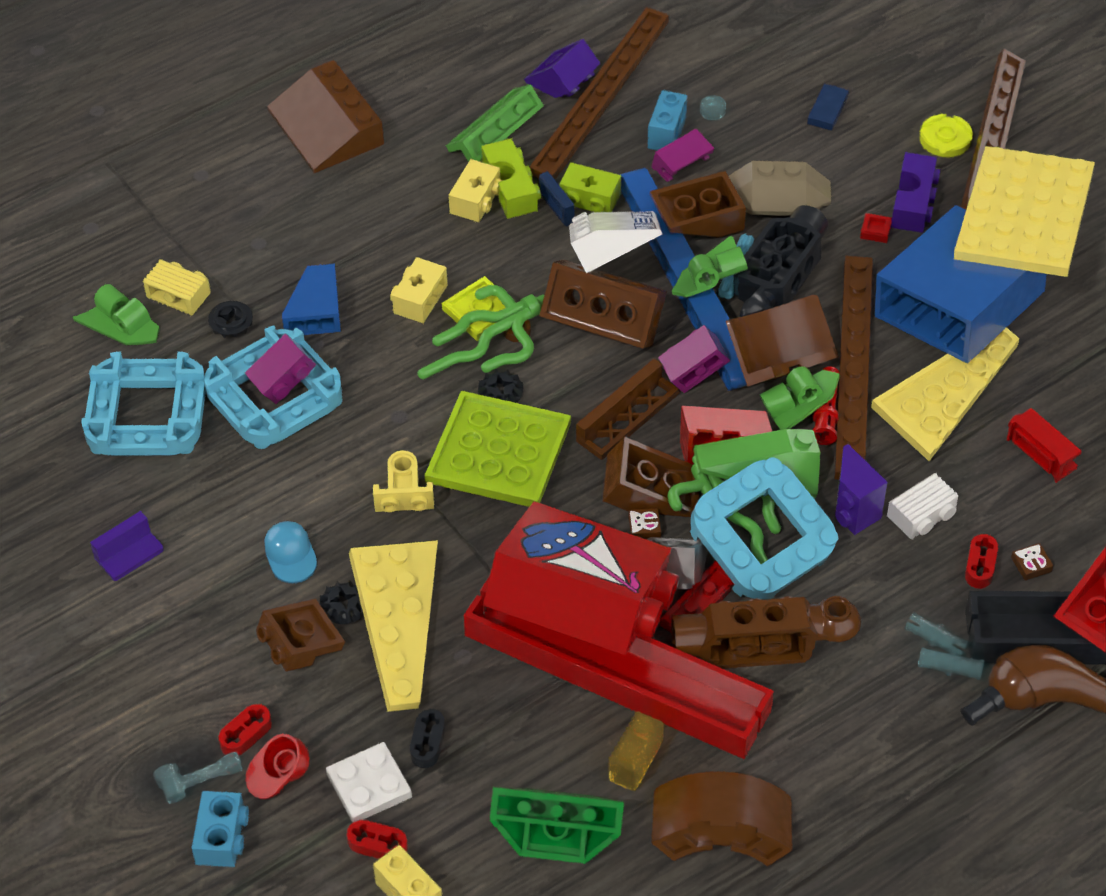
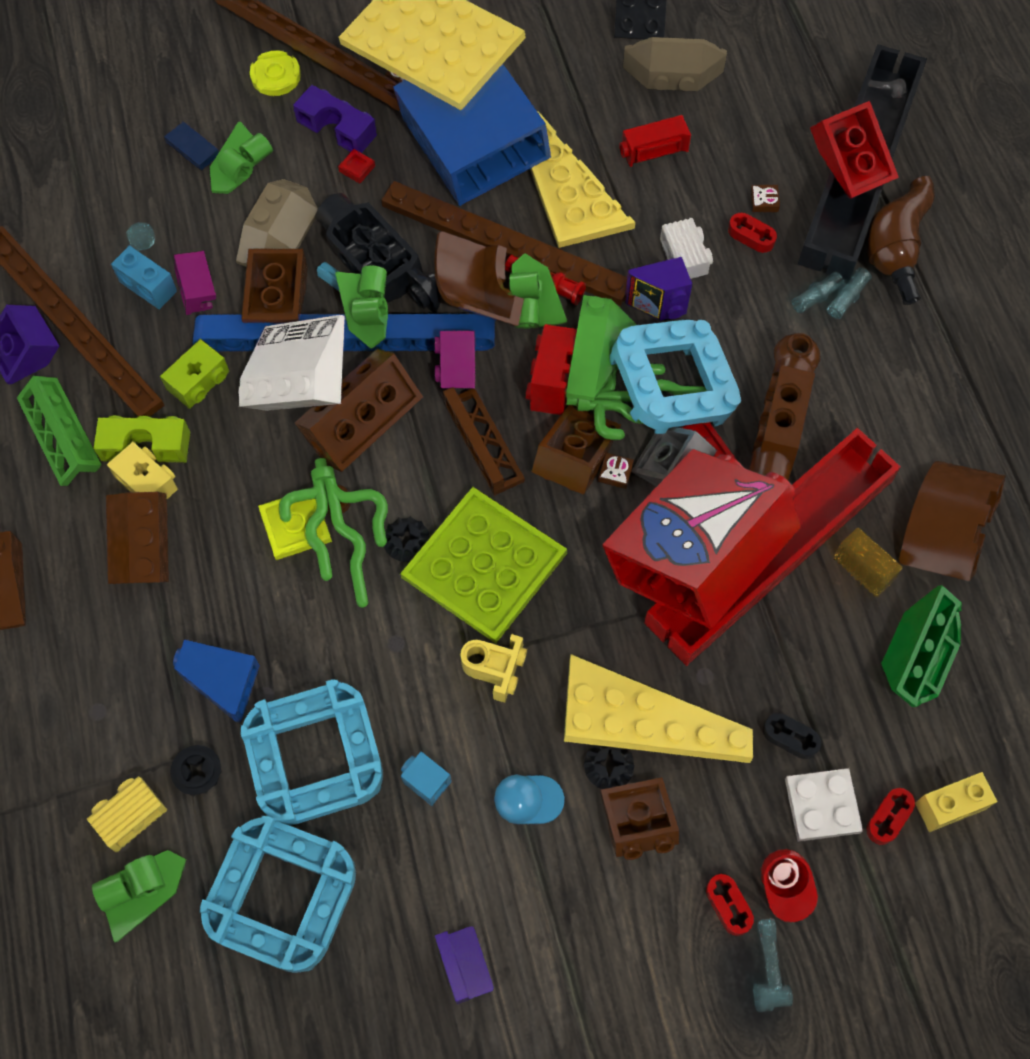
camera: 70 degrees left, 15 degrees up
(212, 829) = (841, 970): dark azure brick -> none
(278, 470) = (425, 777): none -> dark azure brick
(280, 369) = (302, 736): magenta brick -> none
(414, 207) = (137, 537): none -> reddish brown slope
(419, 290) = (264, 576): light yellow brick -> none
(556, 198) = (193, 406): dark blue tile -> none
(837, 142) = (237, 159): none -> bright green panel

